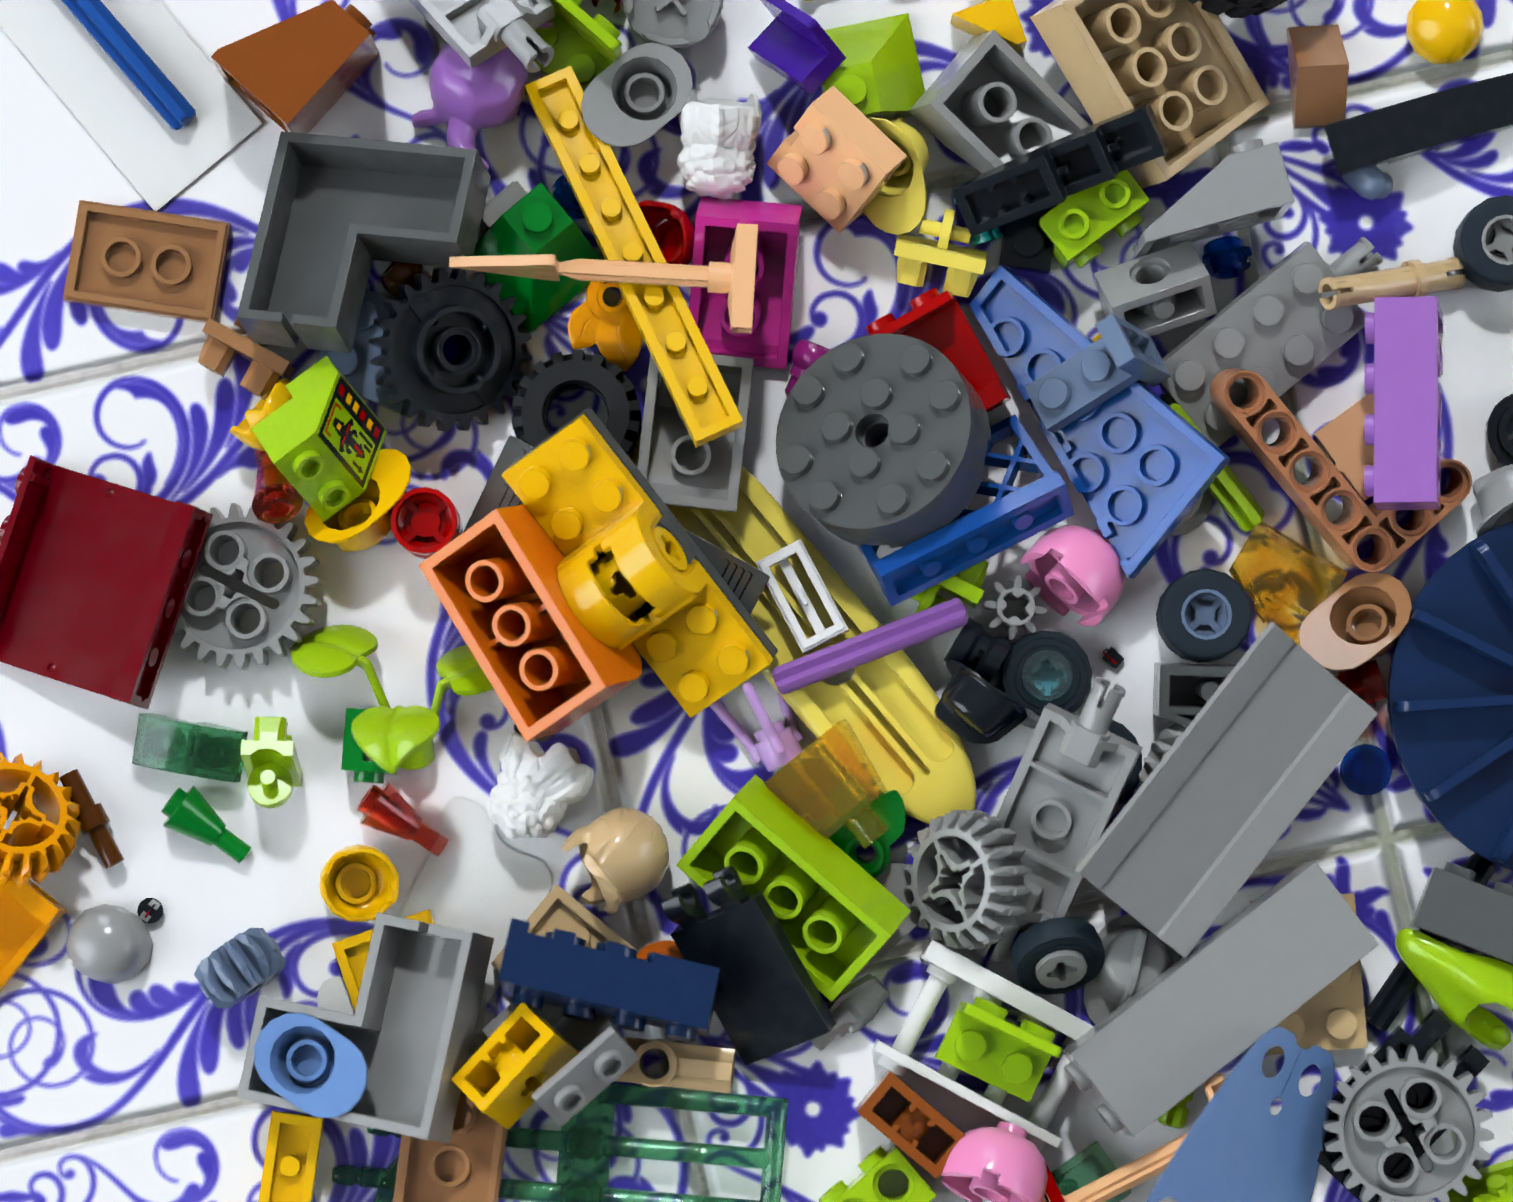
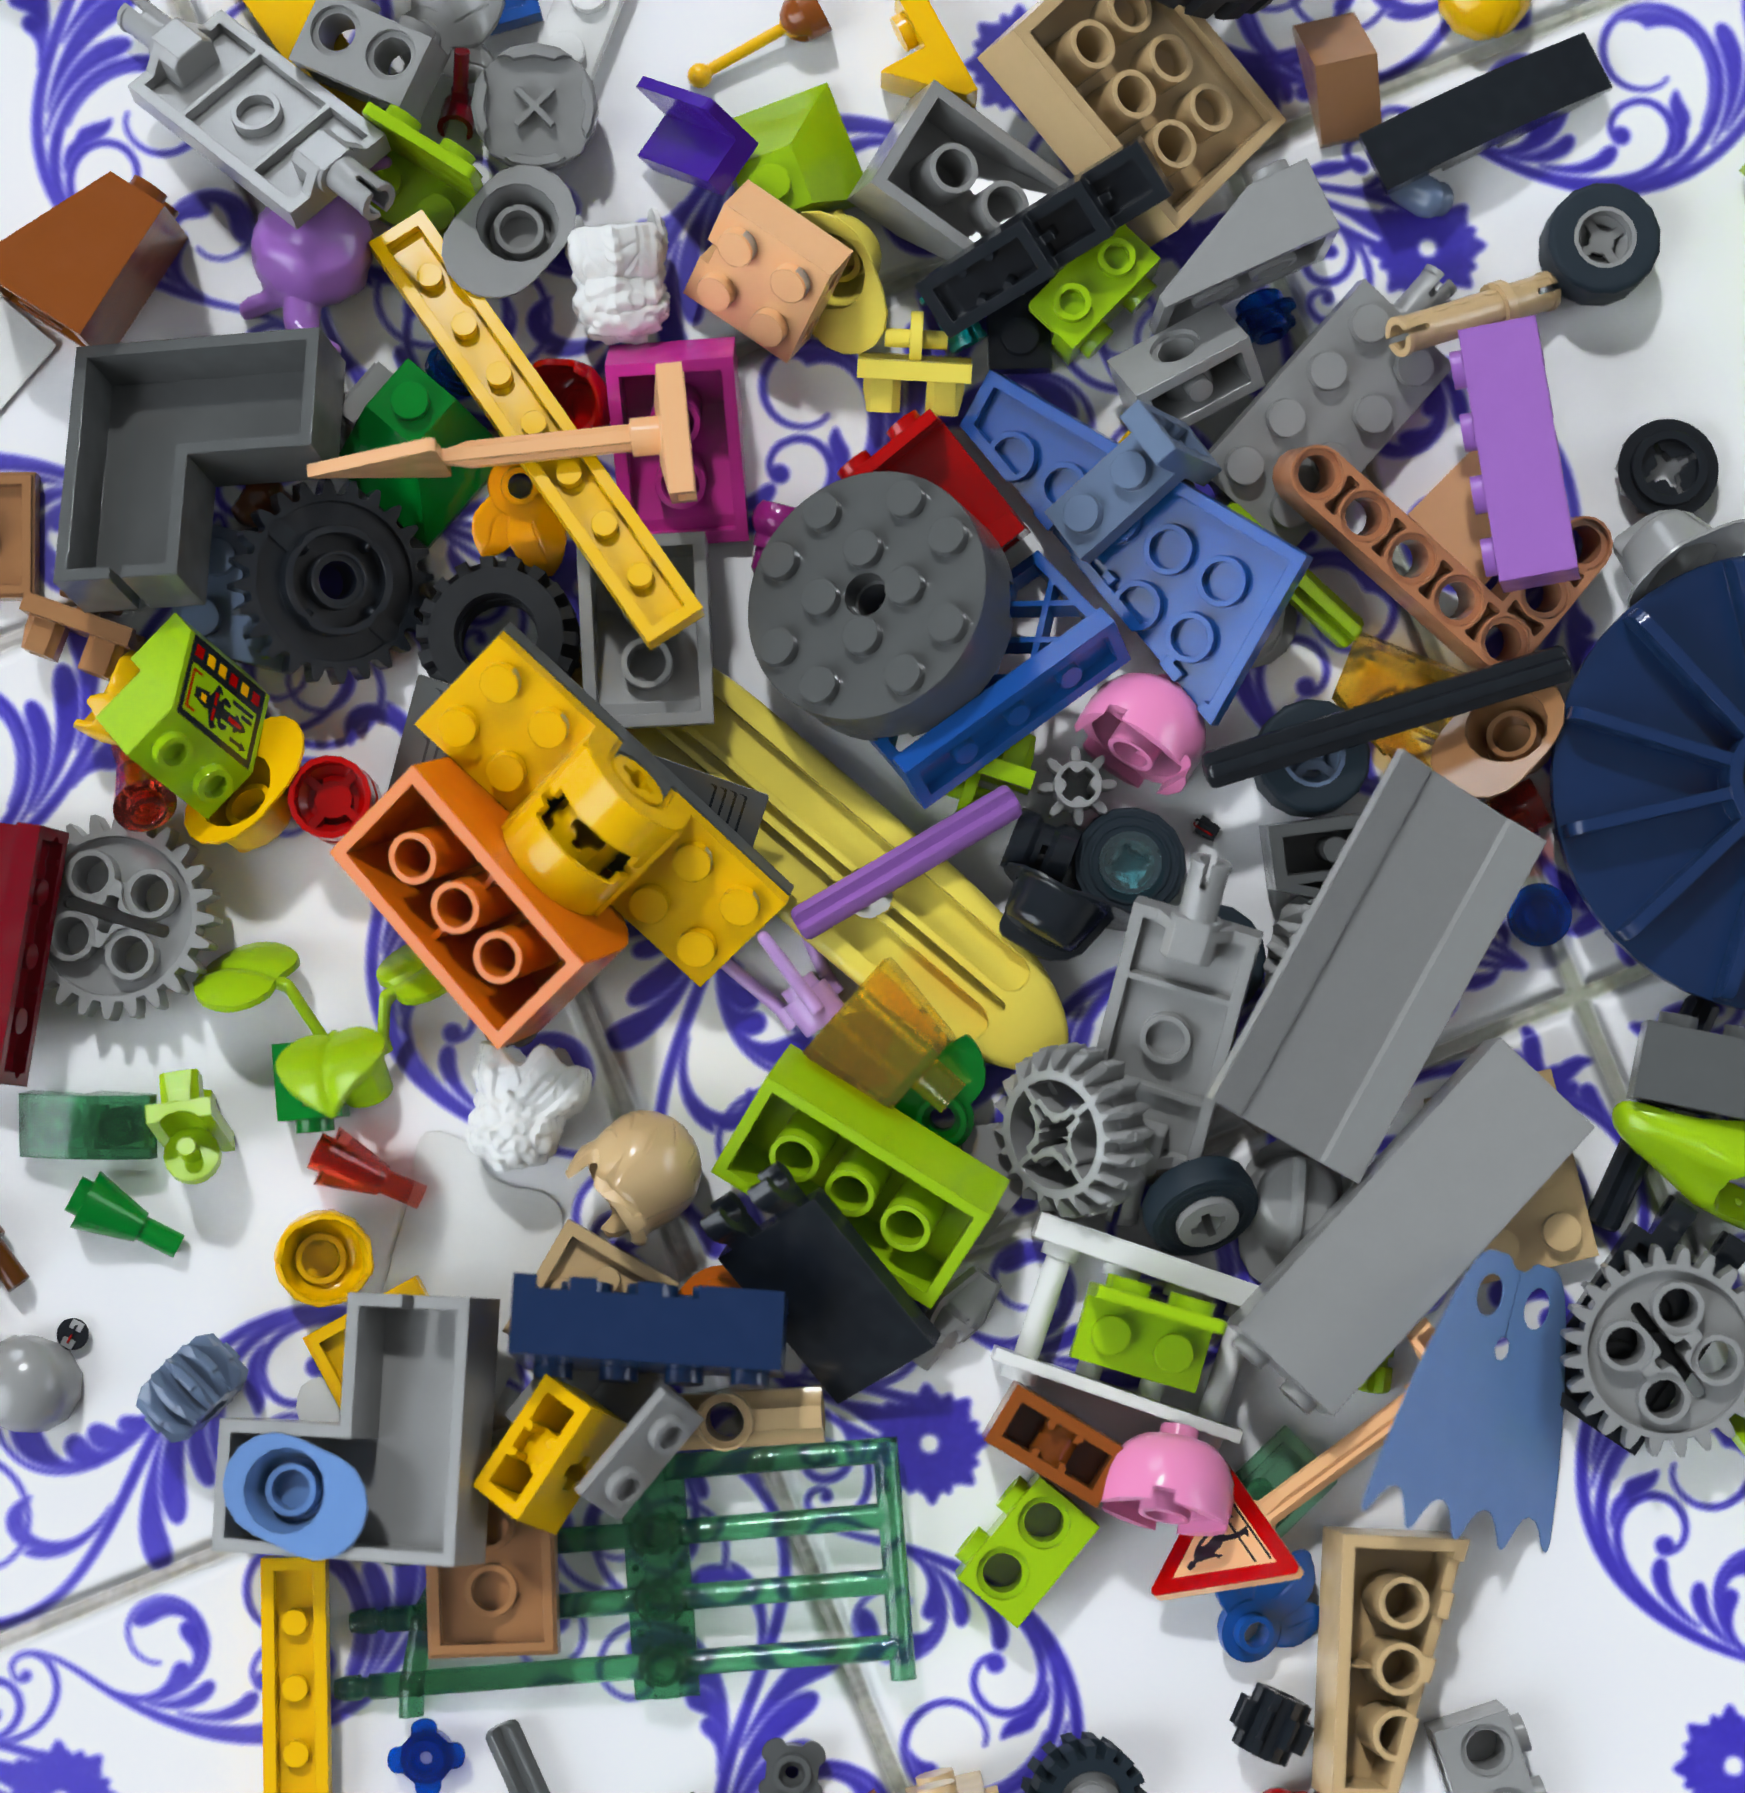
camera: 10 degrees left, 0 degrees up
(822, 635) = (845, 858): white tile -> none
(1268, 593) = (1386, 716): none -> black axle

